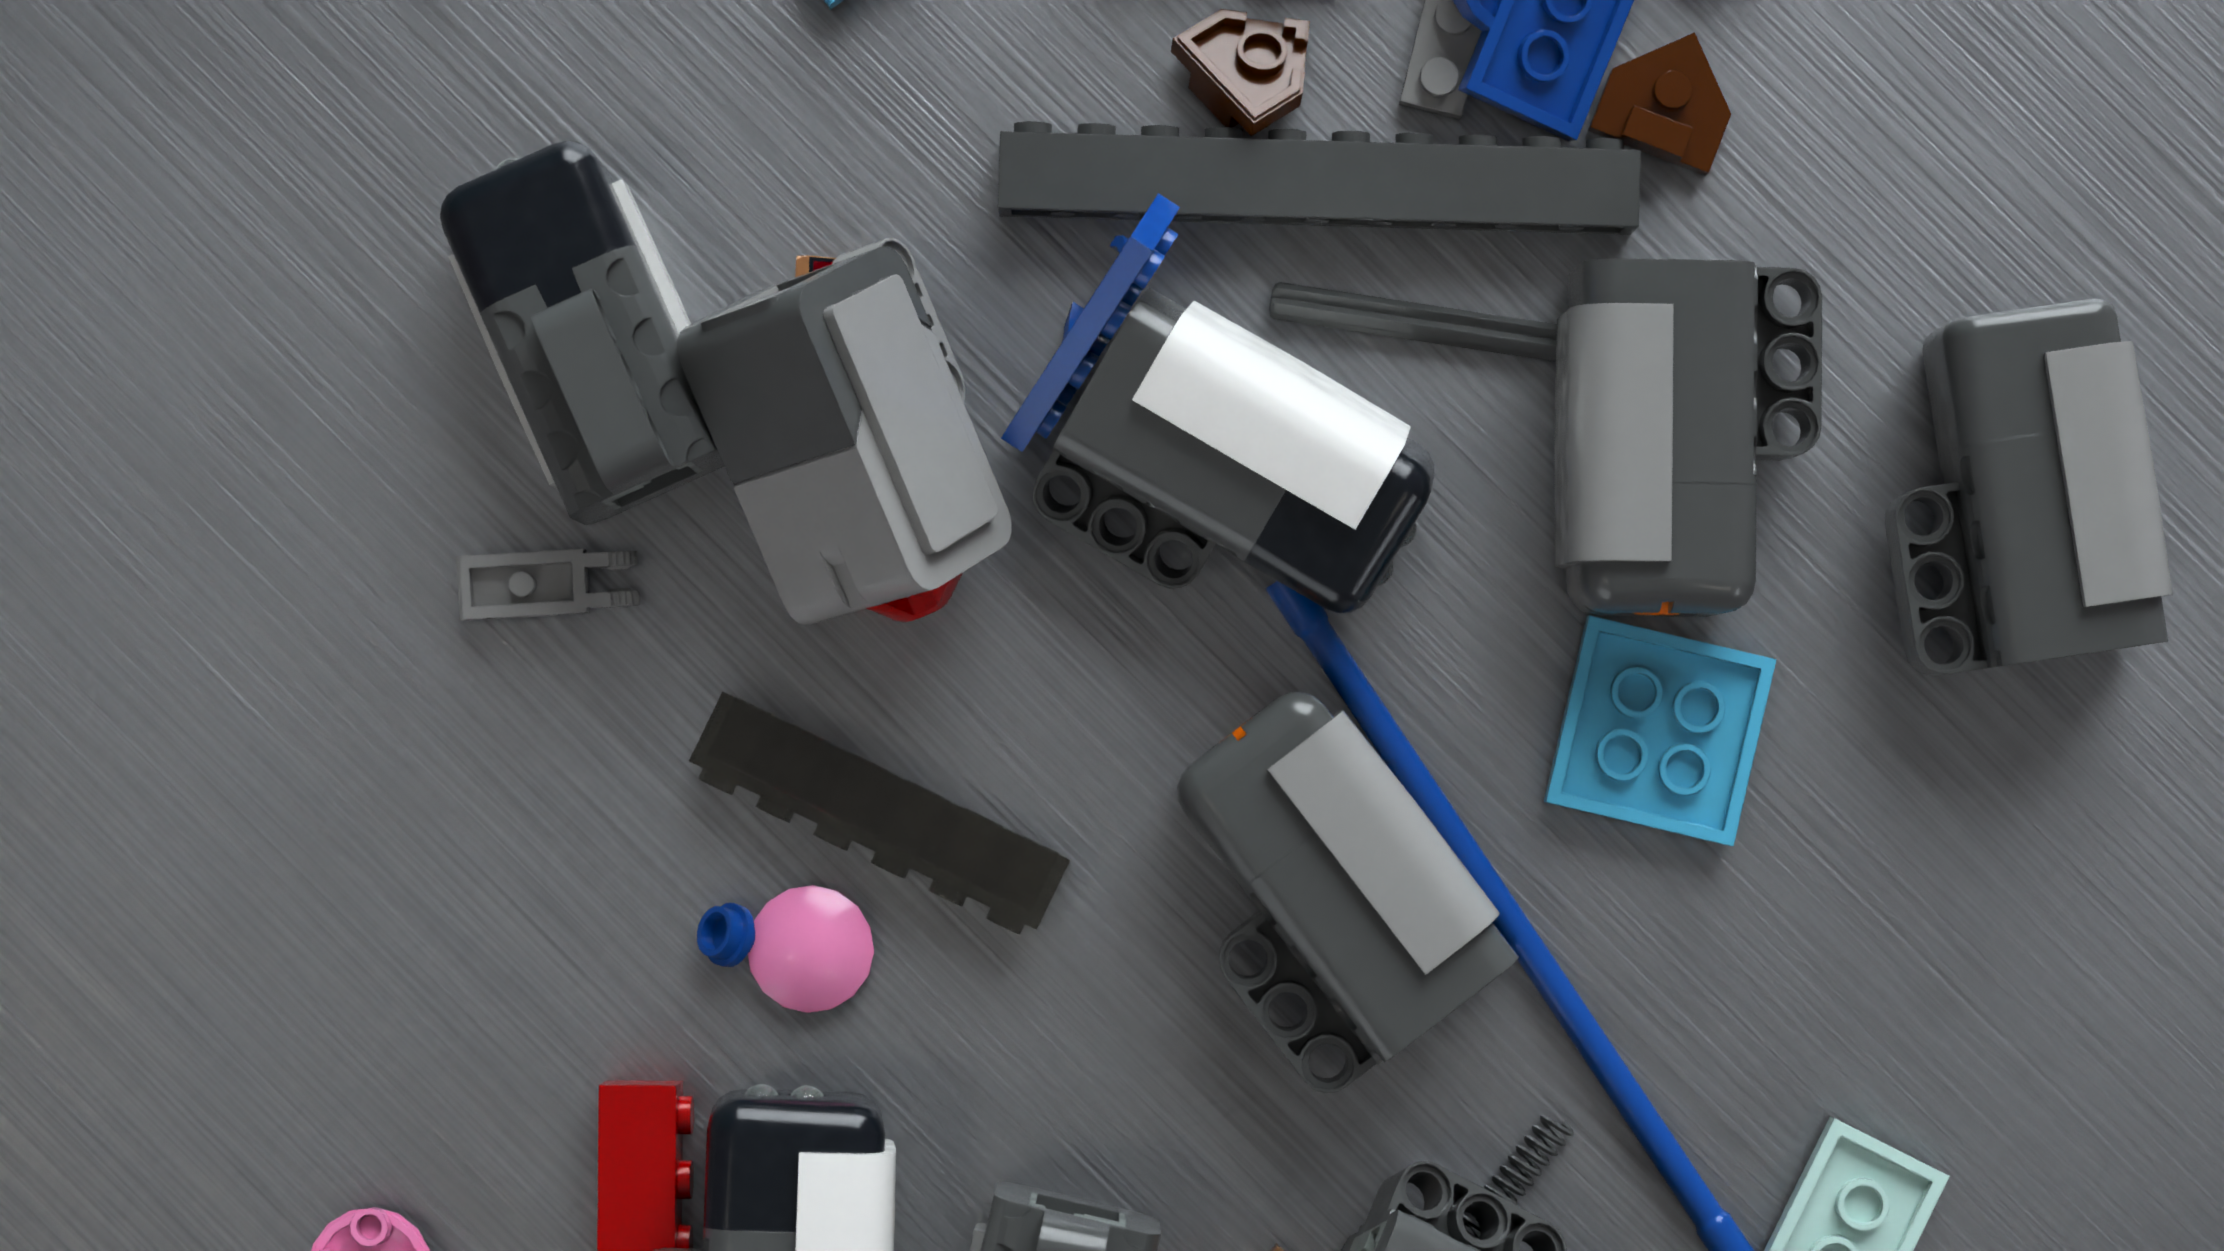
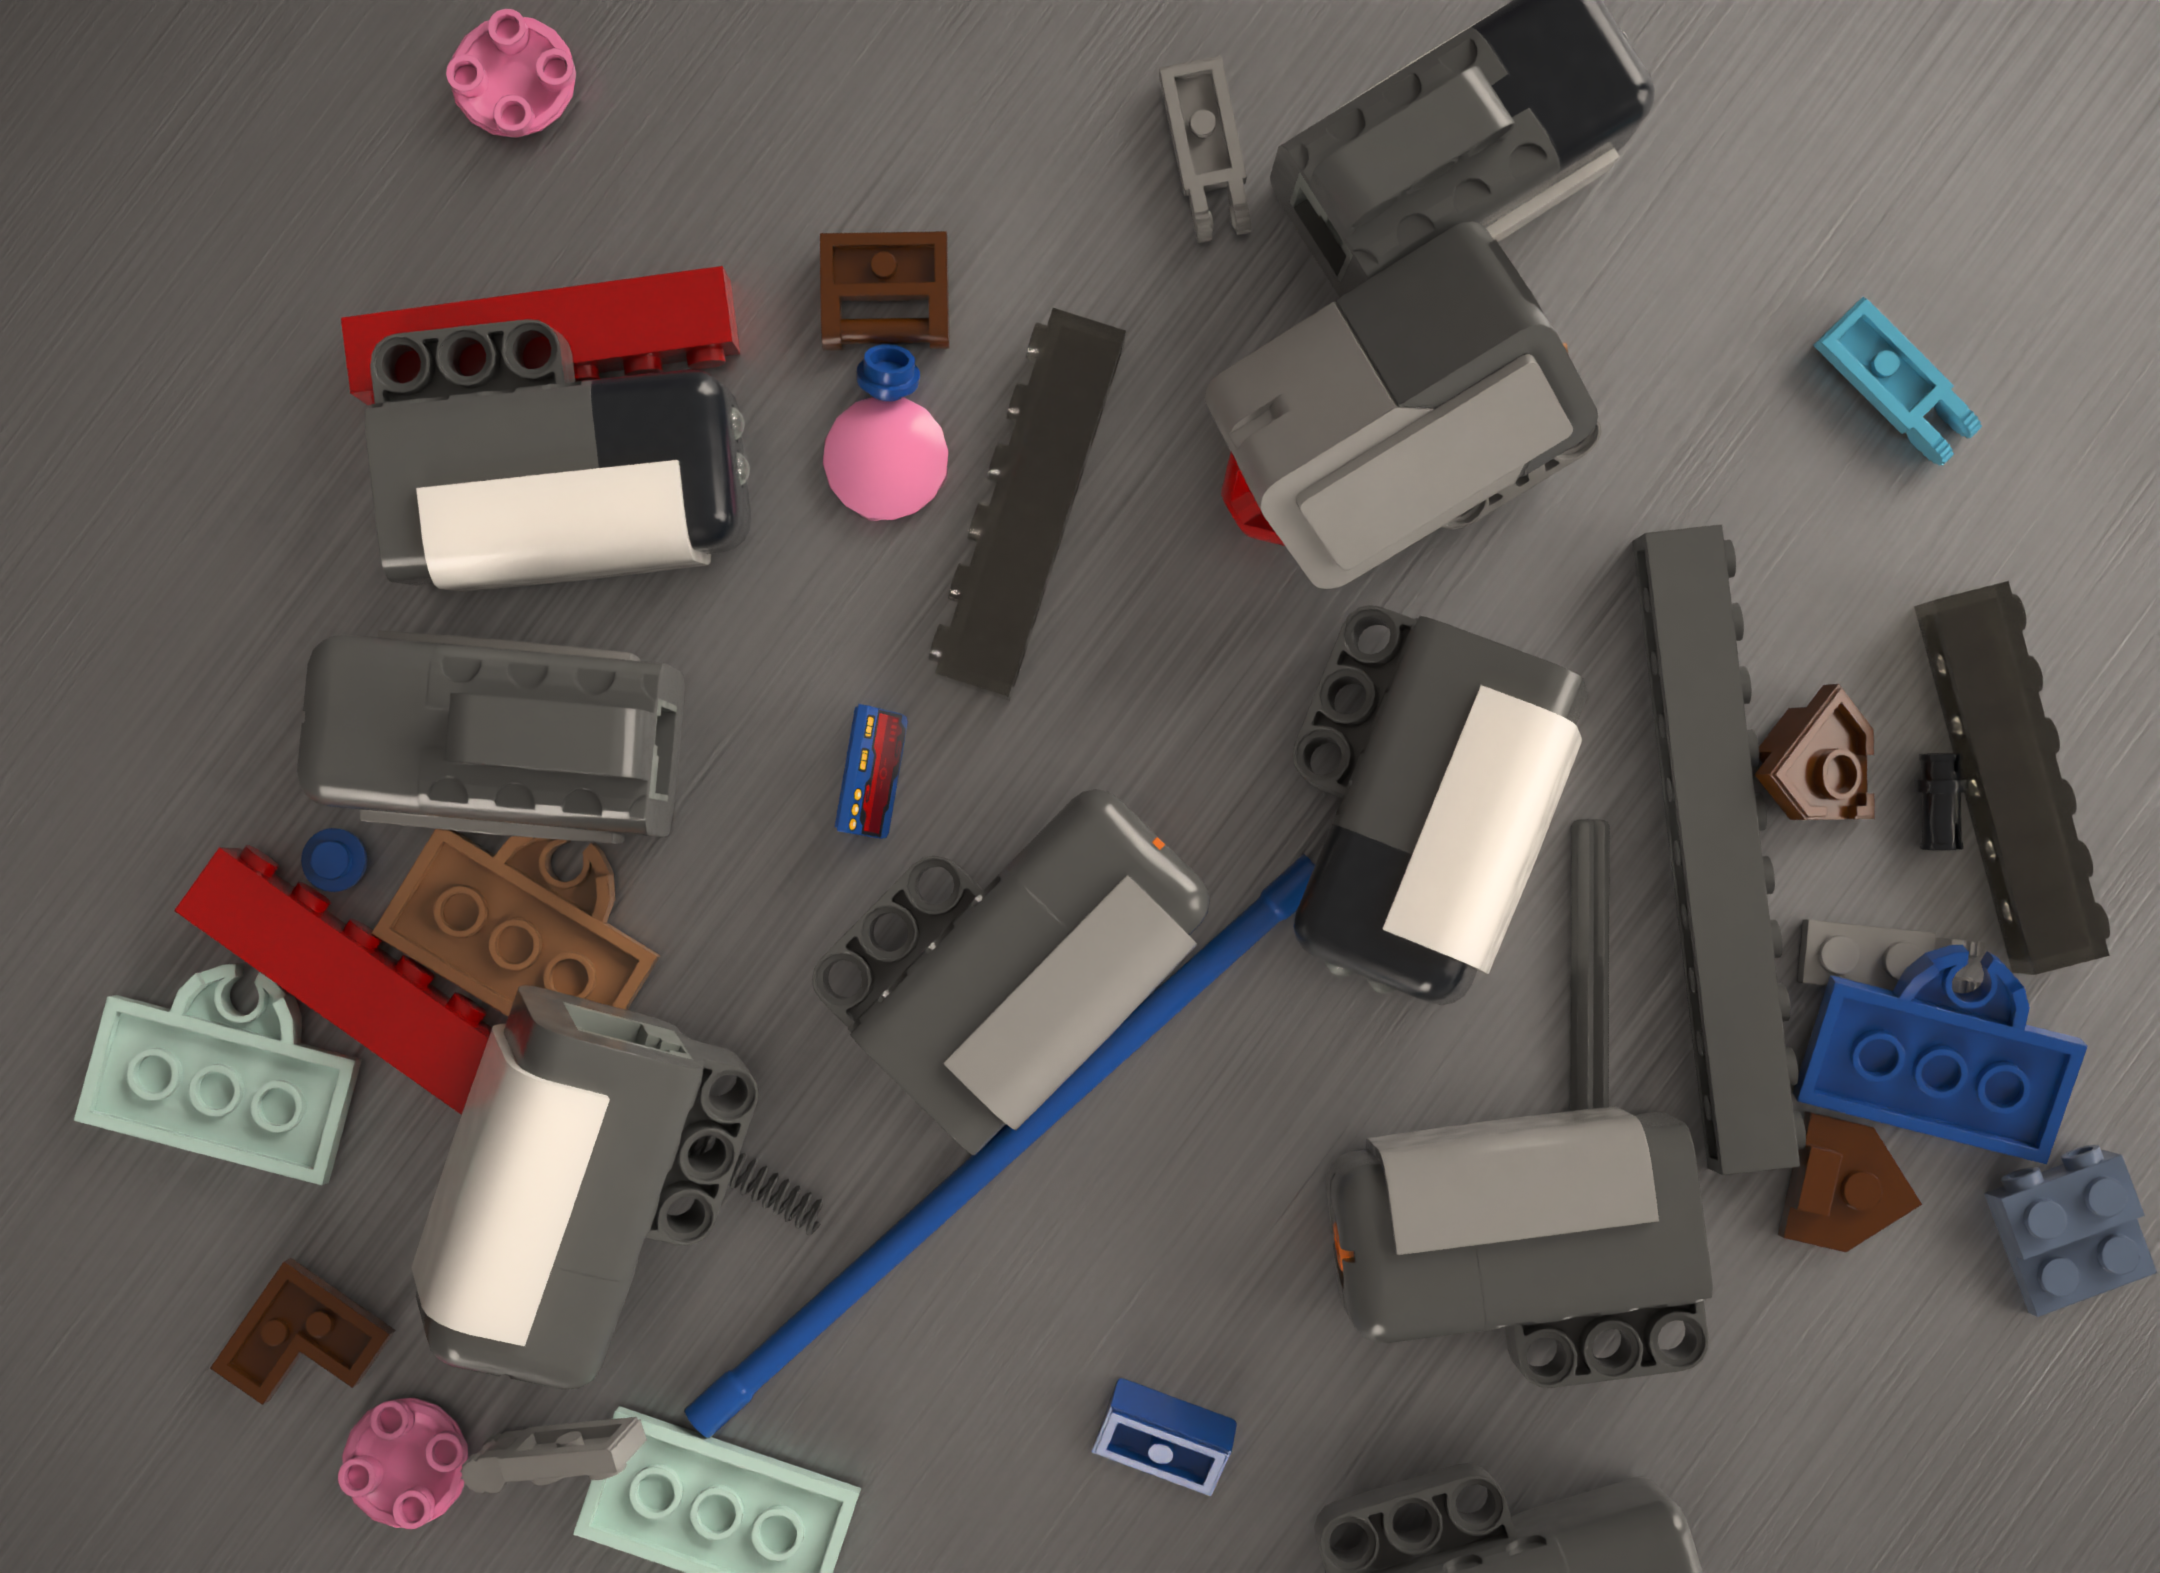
camera: 80 degrees right, 0 degrees up
(621, 926) = (884, 269): none -> reddish brown plate
(1092, 327) = (1597, 660): blue plate -> none
(1124, 1006) = (871, 772): none -> slope
(1660, 730) = (1219, 1266): medium azure plate -> none
(1820, 808) = (1165, 1436): none -> blue slope

